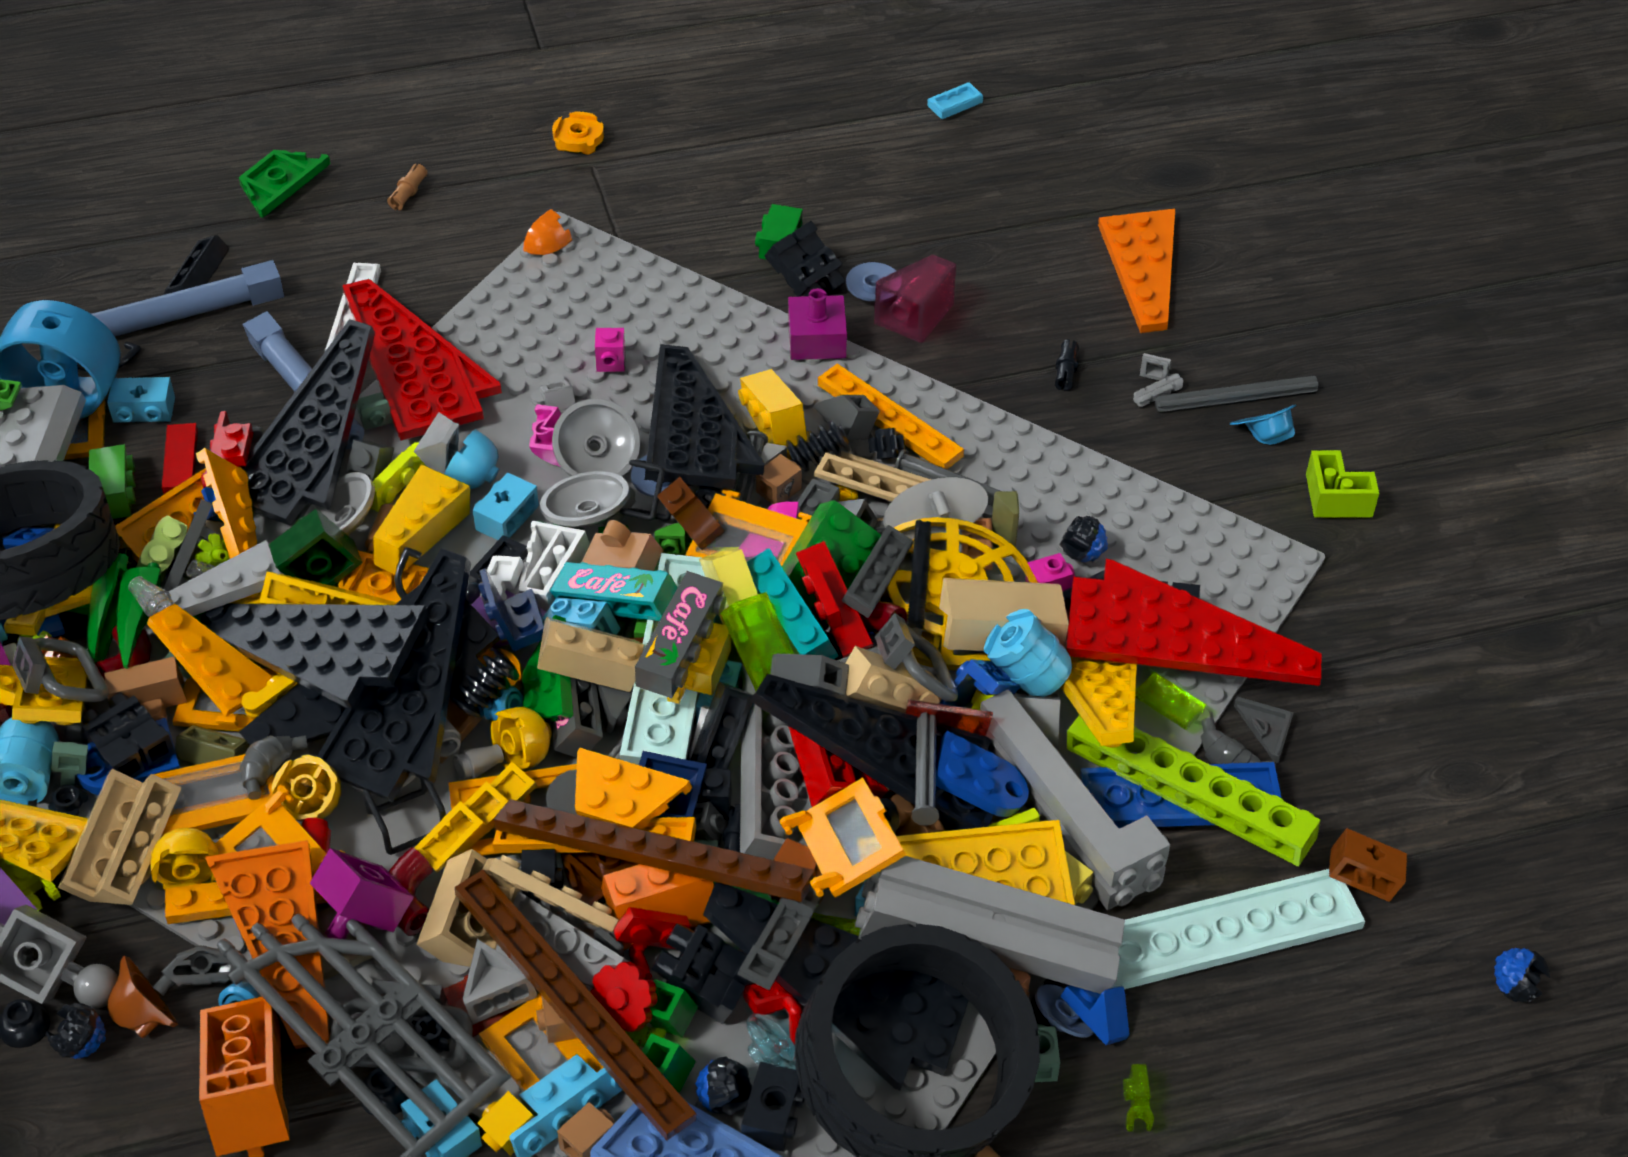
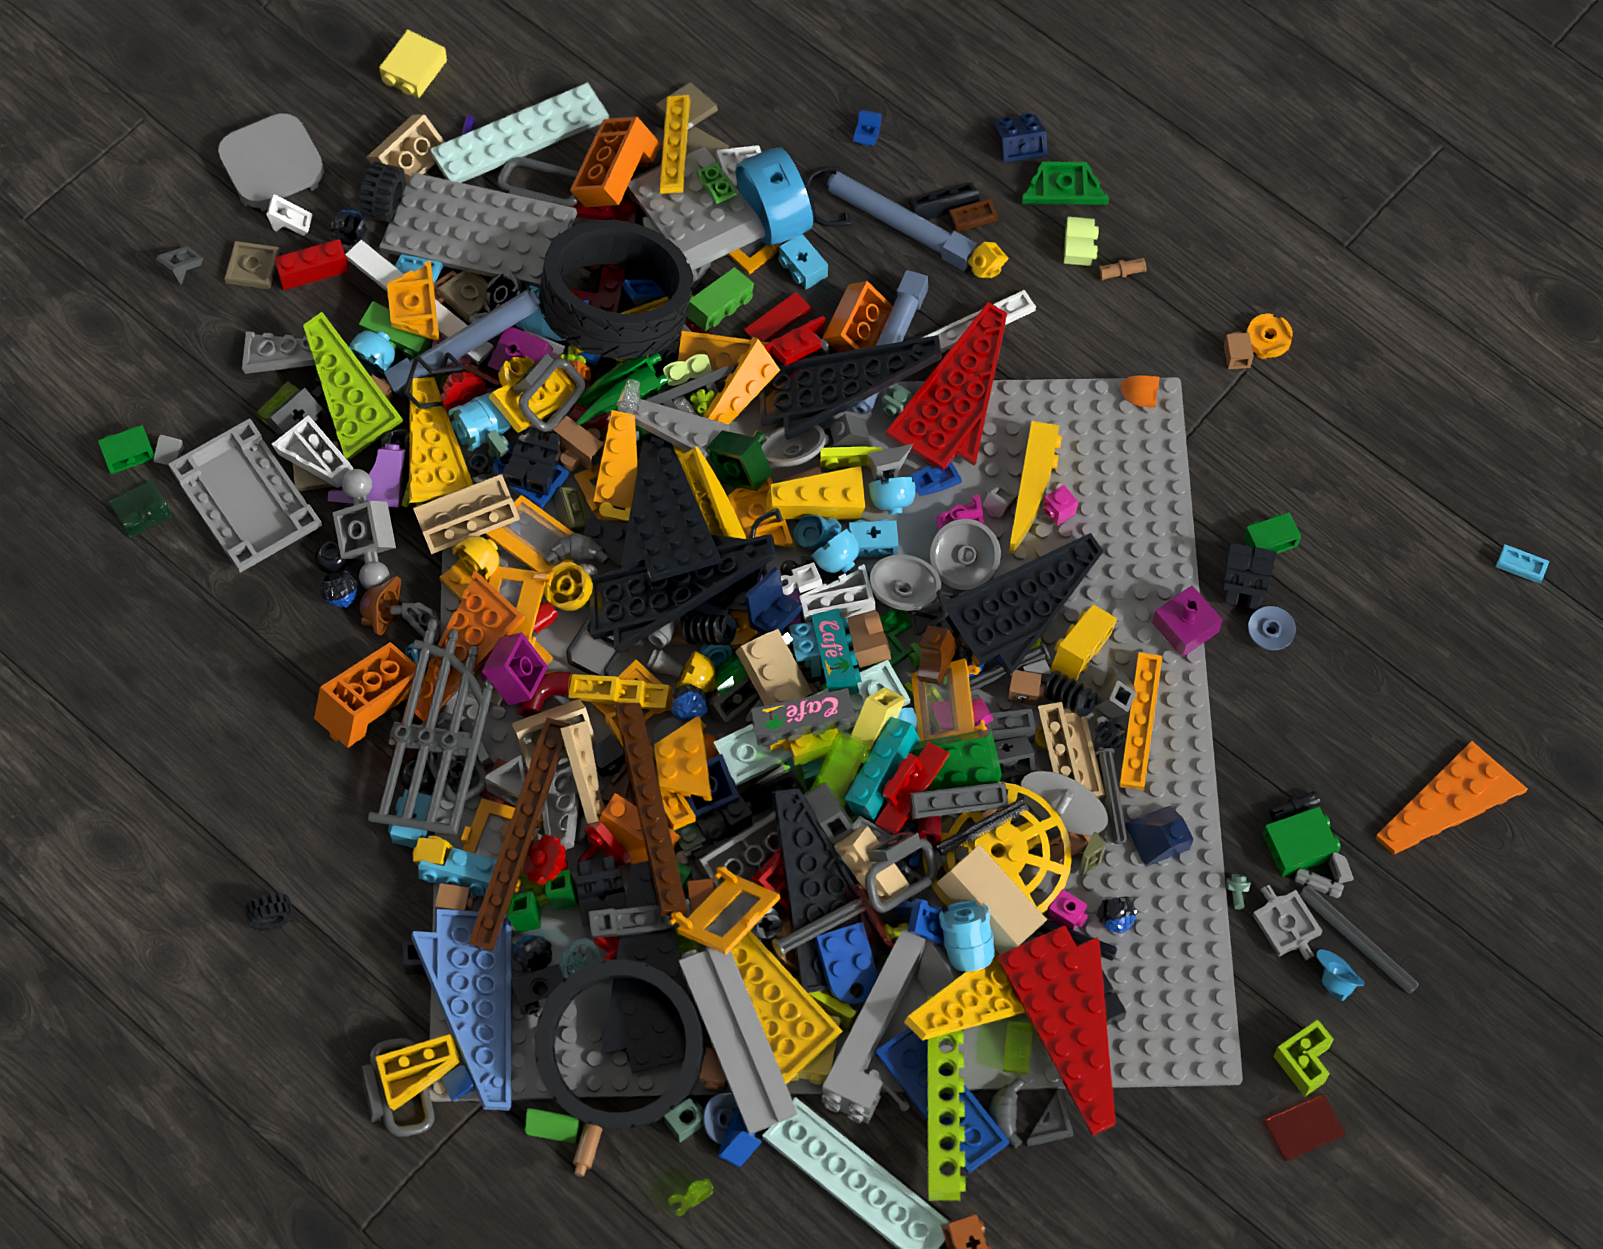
camera: 55 degrees right, 15 degrees up
(55, 275) = (867, 128): none -> blue bracket
(200, 177) = (1021, 137): none -> dark blue bracket
(236, 254) = (973, 215): none -> reddish brown plate
(248, 390) = (858, 318): none -> orange slope
(289, 259) = (987, 260): none -> yellow brick
(347, 198) = (1080, 241): none -> yellowish green brick
(457, 538) = (816, 531): none -> dark azure hair
(492, 424) = (935, 480): none -> blue slope
(500, 531) = (838, 553): none -> medium azure cylinder
(554, 750) = (689, 702): none -> blue piece
(559, 352) = (1035, 477): none -> yellow slope
(573, 157) = (1238, 350): none -> medium nougat brick
(915, 297) = (1272, 668): clear pink slope -> none
(1022, 465) = (1160, 835): none -> dark blue slope
(1108, 377) = (1301, 841): none -> green brick
(1116, 446) = (1238, 884): none -> sand green plate
(1184, 431) = (1287, 923): none -> light grey plate
(1404, 535) = (1305, 1127): none -> clear red piece

